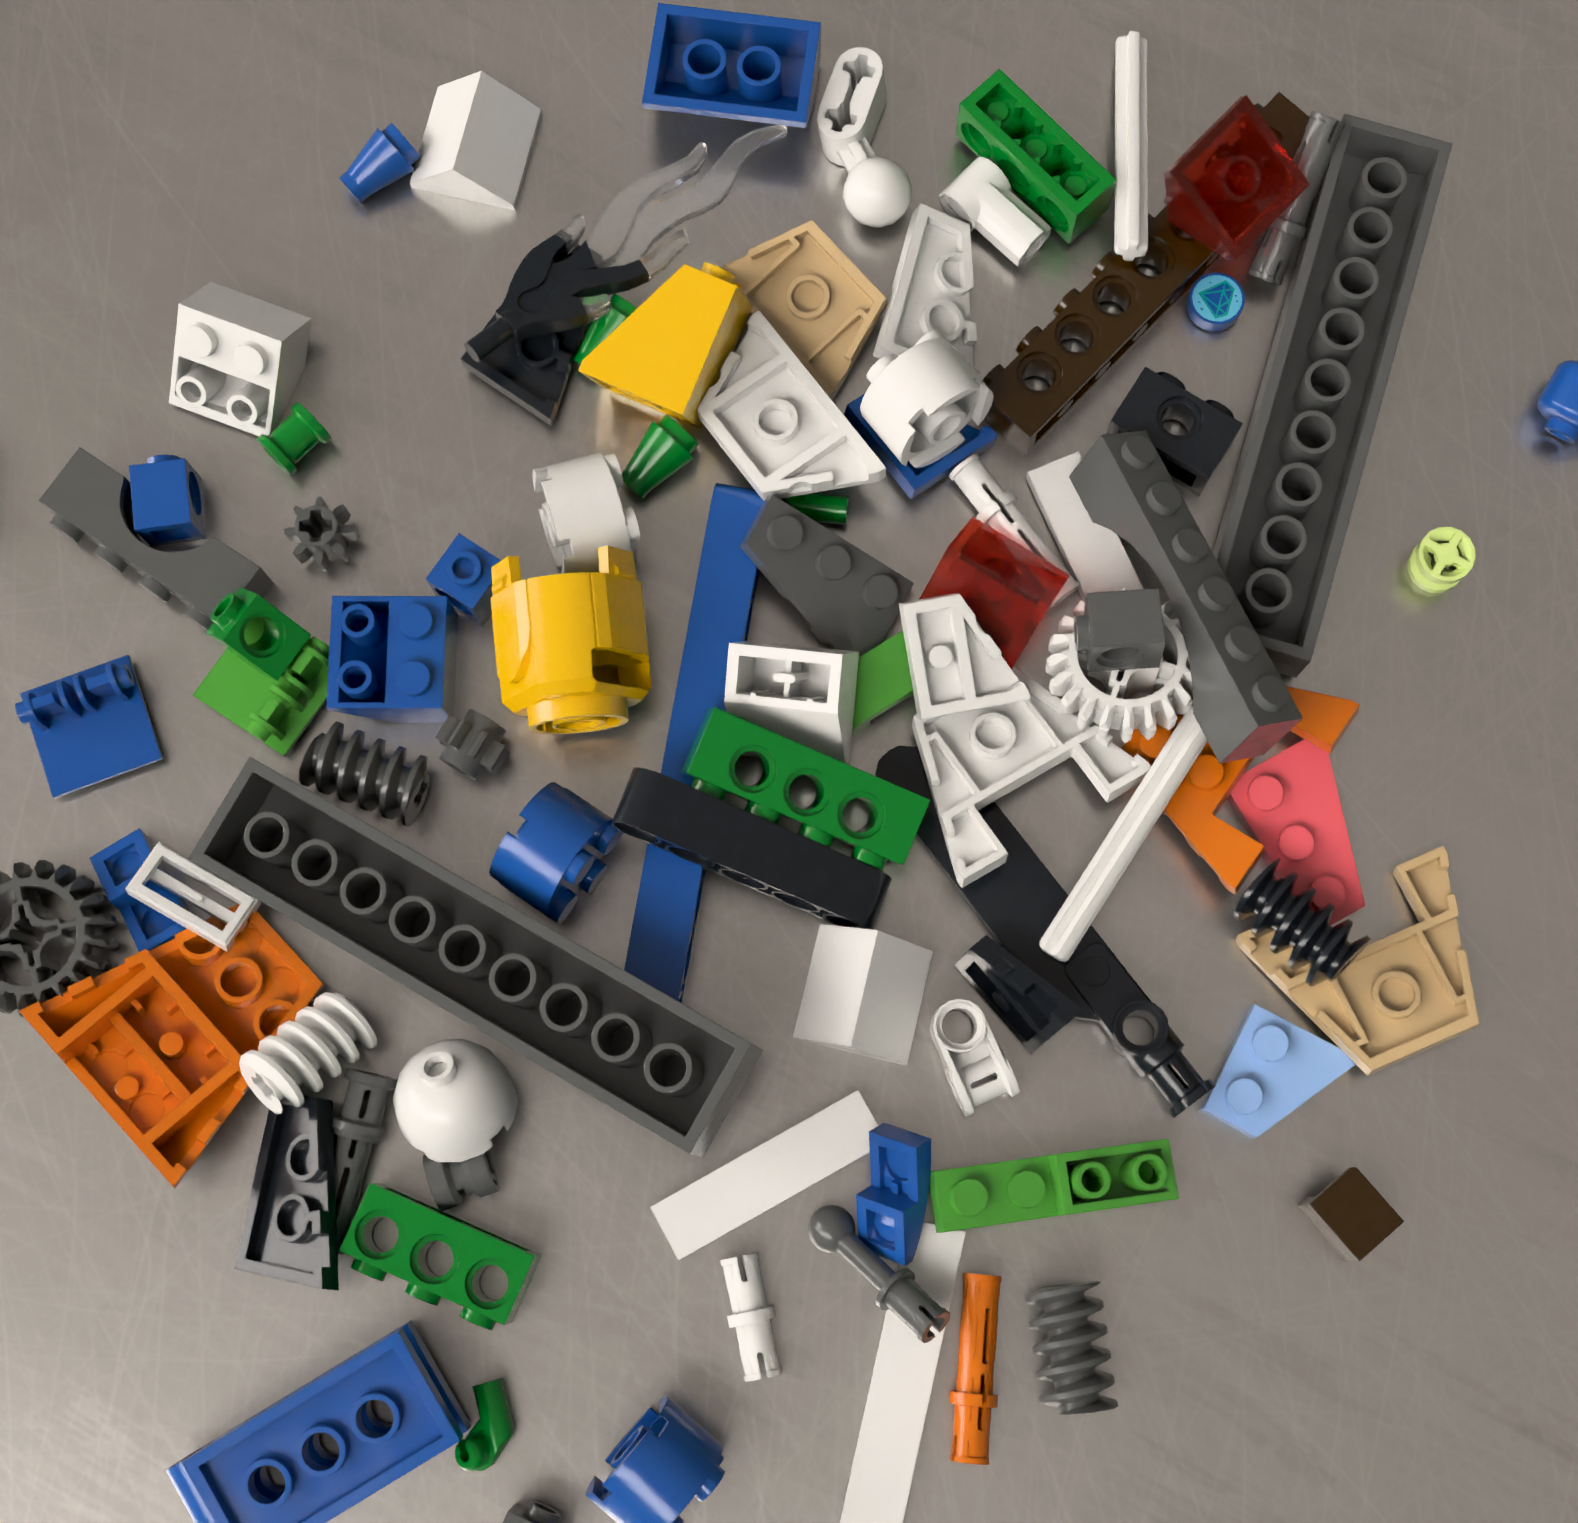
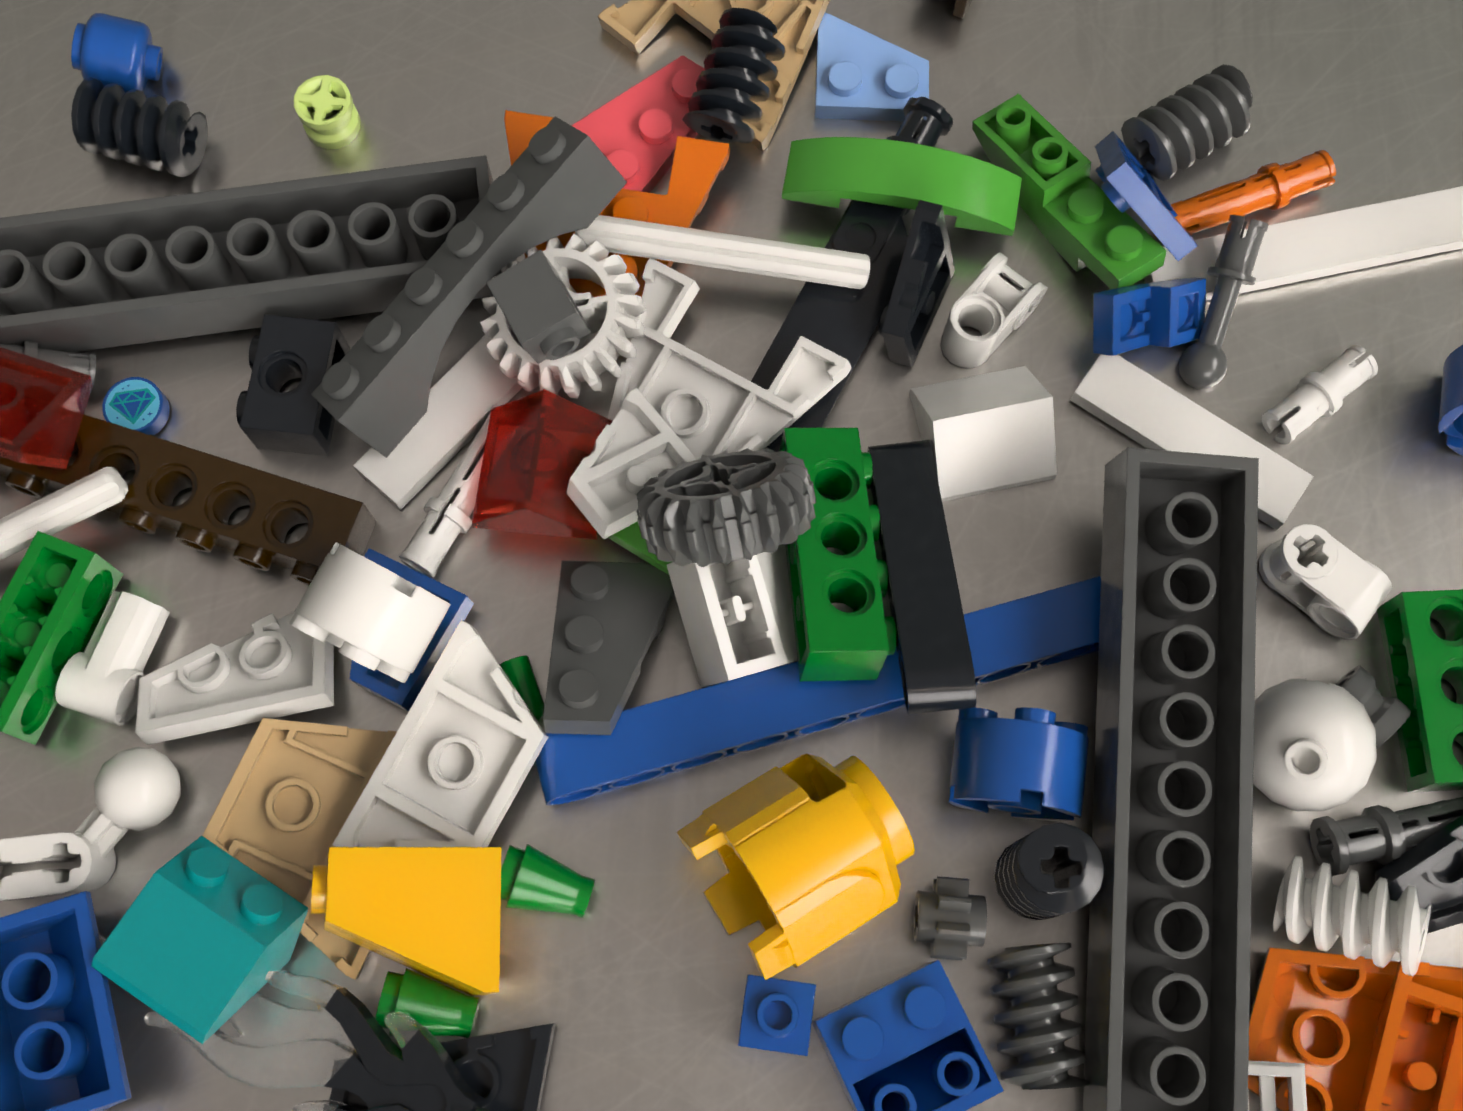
camera: 120 degrees left, 5 degrees down
(455, 808) = (1060, 851): none -> black piece
(573, 1212) = (1326, 582): none -> white piece
(584, 511) = (647, 918): white brick -> none
(732, 192) = (201, 939): none -> teal slope
(866, 697) = (726, 507): none -> dark grey gear
(1018, 1244) = (1132, 186): none -> wing
(1124, 1032) = (900, 176): none -> bright green slope
(1489, 390) = (138, 128): none -> black piece

